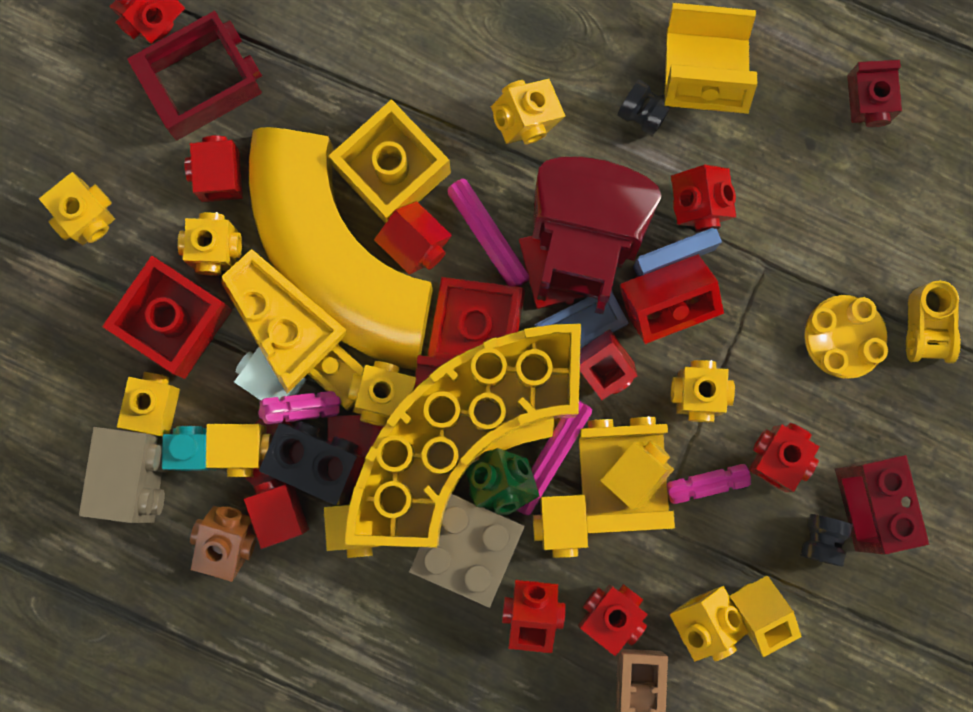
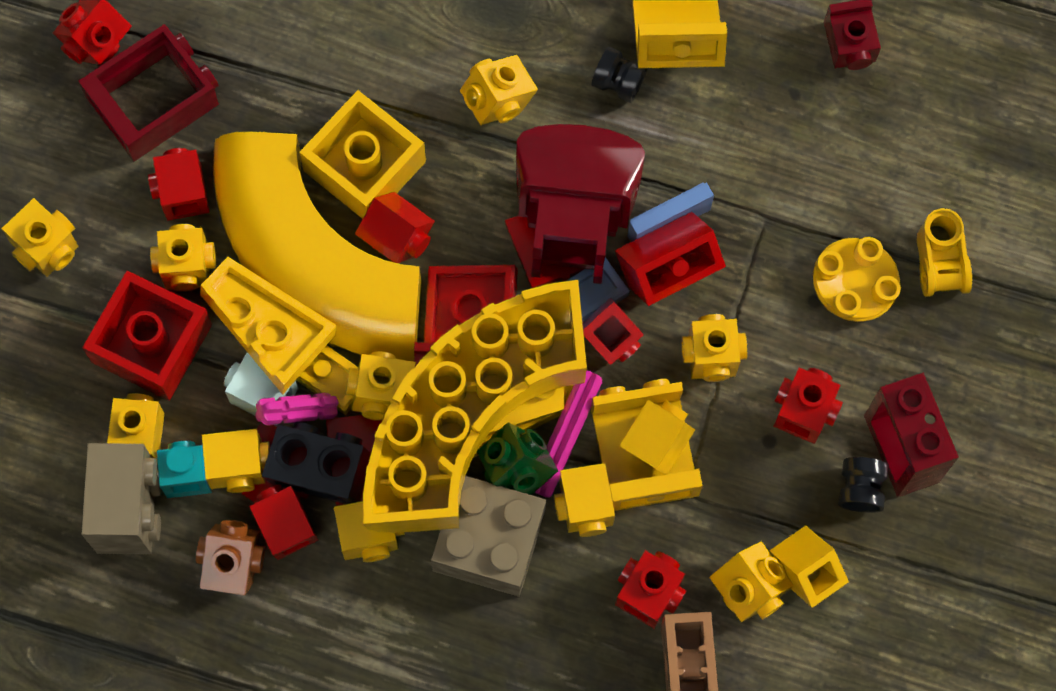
camera: 10 degrees left, 10 degrees down
(488, 233) = (471, 217): dark pink axle -> none
(533, 616) = (566, 594): red brick -> none
(703, 197) = (690, 154): red brick -> none
(708, 483) = (733, 444): dark pink axle -> none

